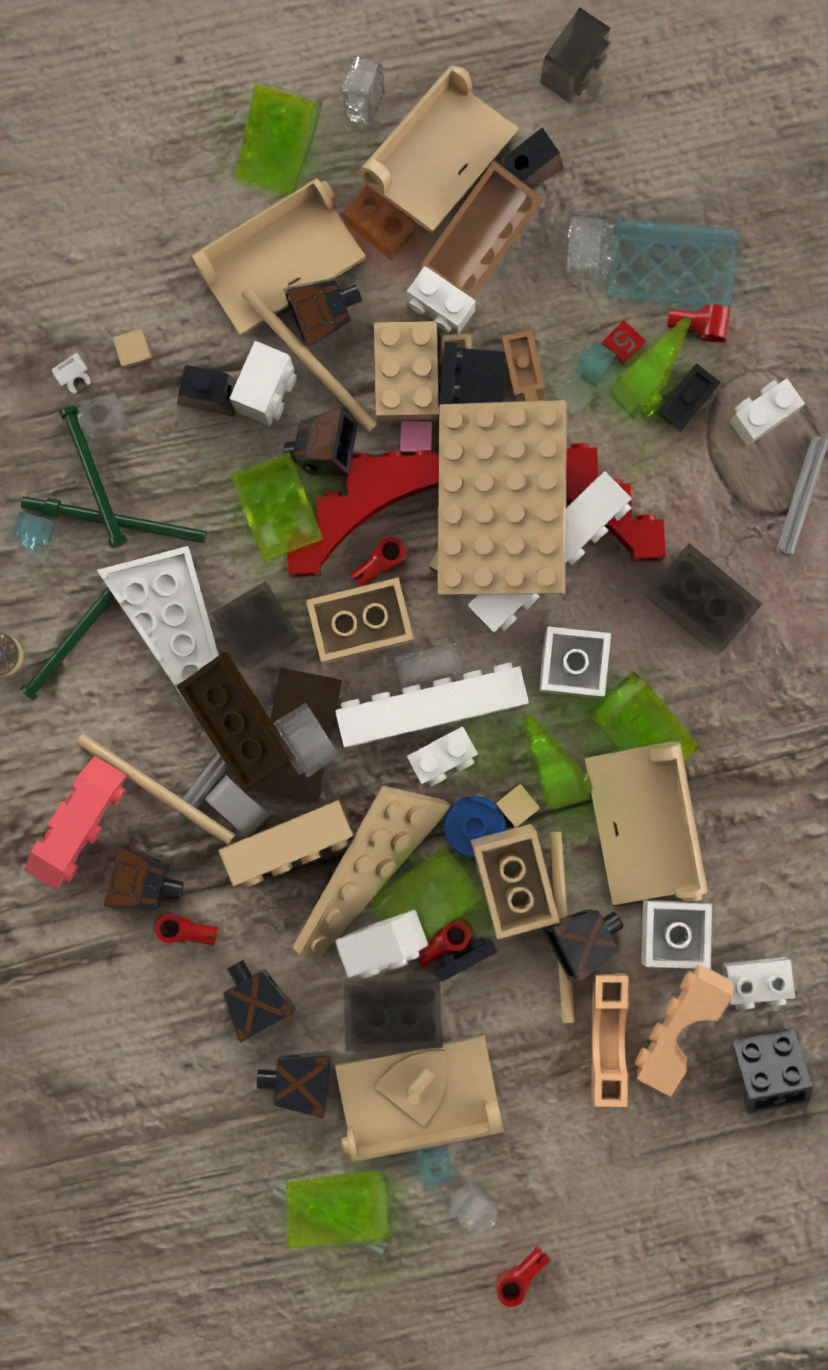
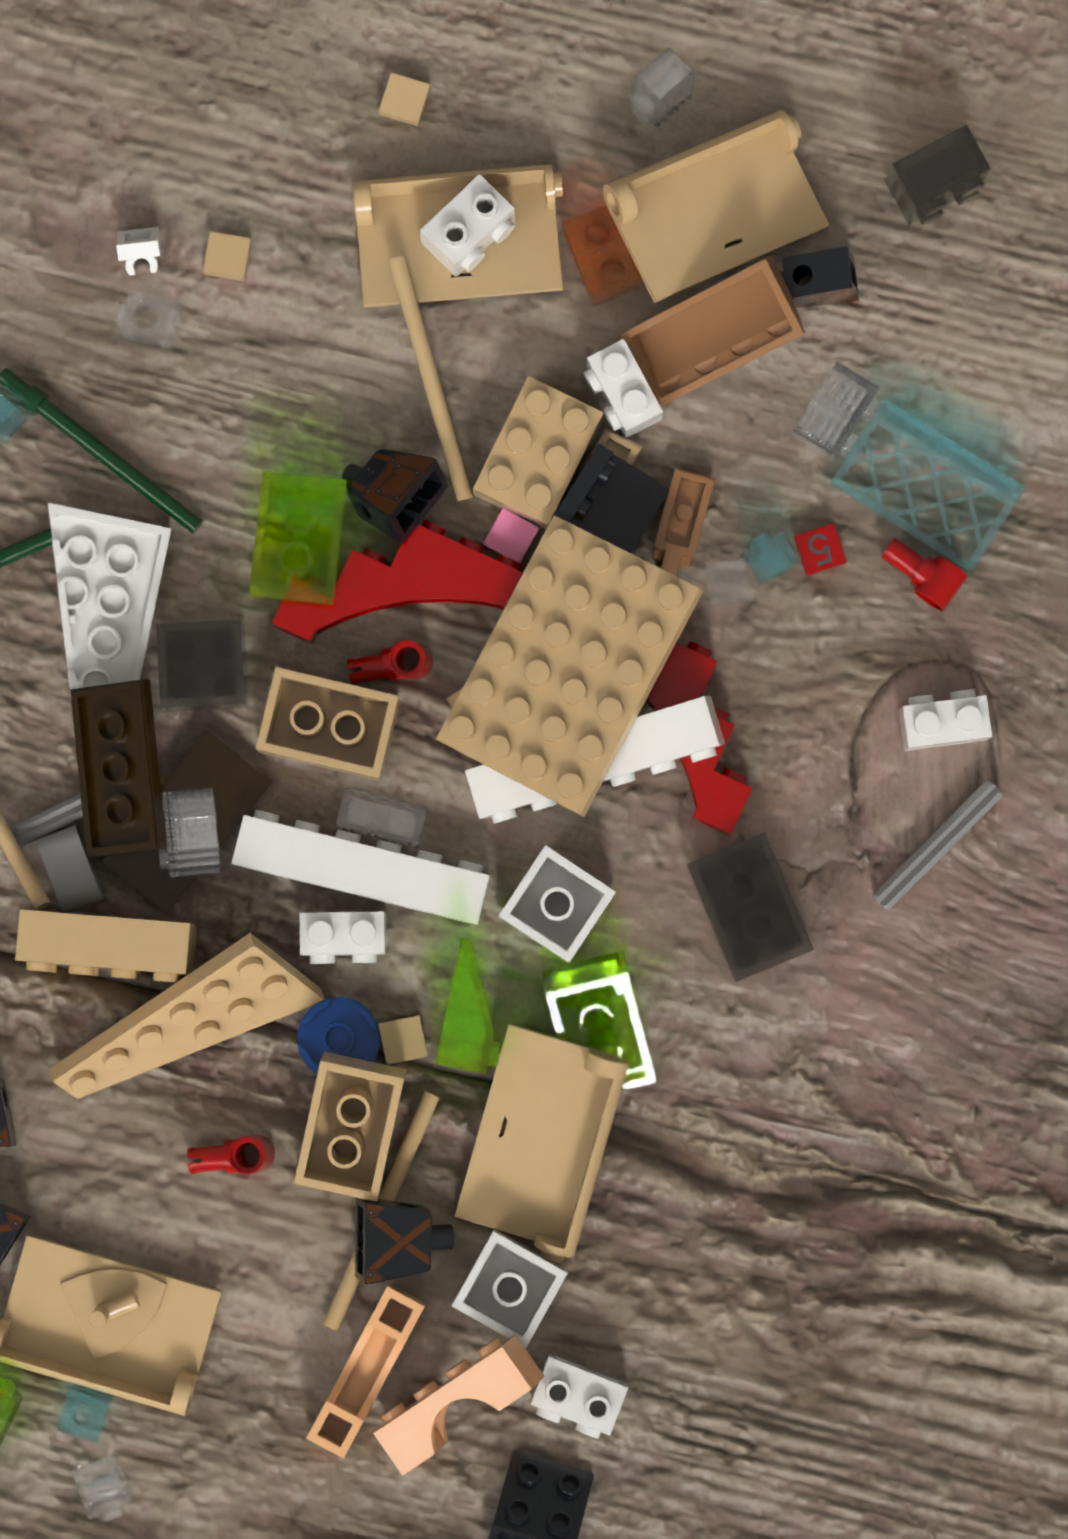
camera: 25 degrees right, 0 degrees up
(116, 539) = (101, 385): dark green bar -> none
(196, 187) = (404, 99): none -> tan tile
(206, 390) = (291, 356): black torso -> none
(263, 384) = (359, 382): white brick -> none
(277, 137) = (531, 89): clear neon green slope -> none
(282, 245) = (468, 226): none -> white brick
(320, 308) = (475, 323): torso -> none
(382, 945) = (155, 1120): white brick -> none
(392, 1015) = (125, 1210): clear smoke brick -> none
(434, 889) = (237, 1093): clear neon green slope -> none
(453, 964) = (227, 1188): black plate -> none
(641, 385) = (818, 609): clear neon green slope -> none
(688, 397) = (861, 656): black plate -> none

